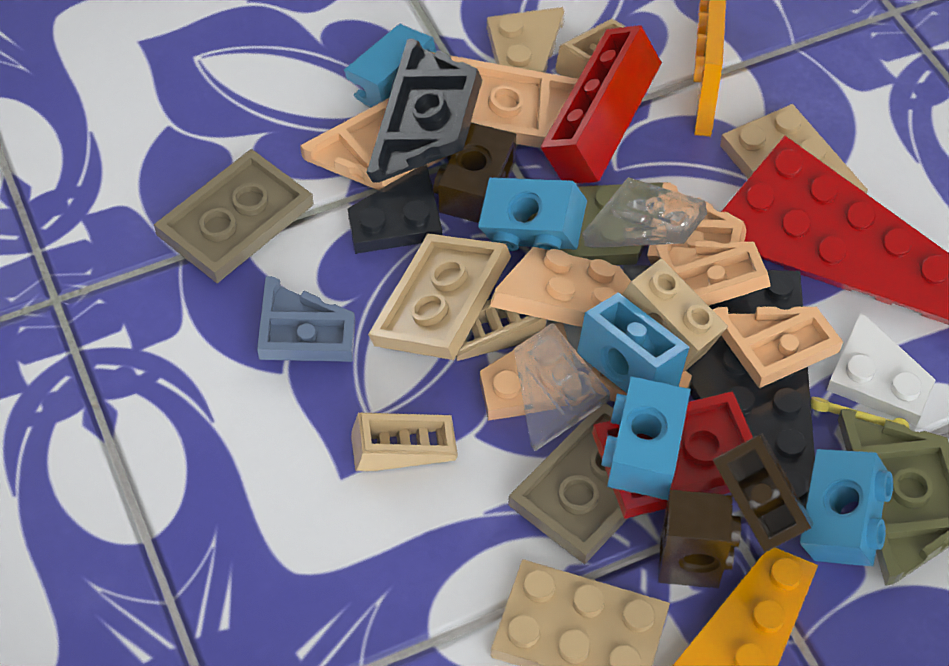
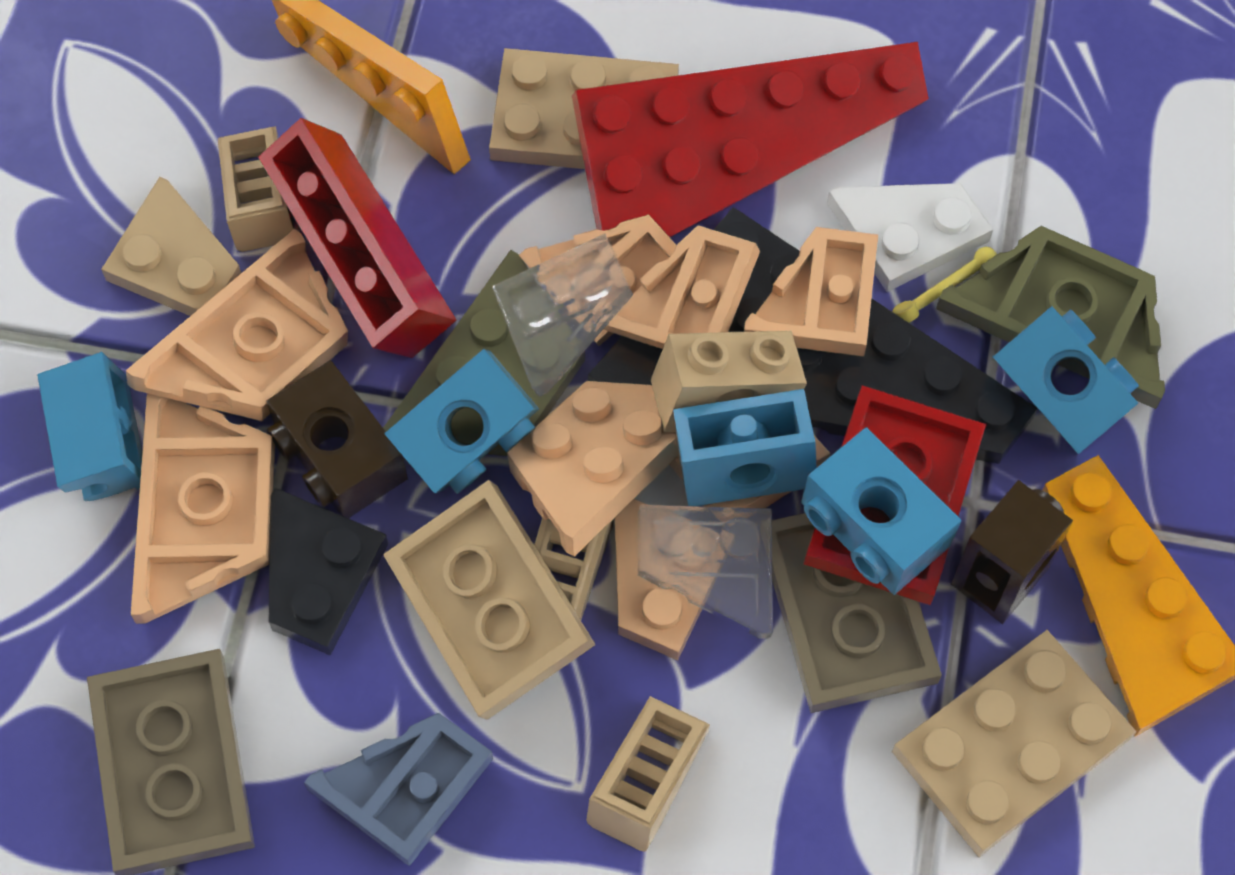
camera: 55 degrees left, 10 degrees up
(425, 112) = (219, 436): black wing -> none
(763, 492) = (1025, 445): dark brown brick -> none

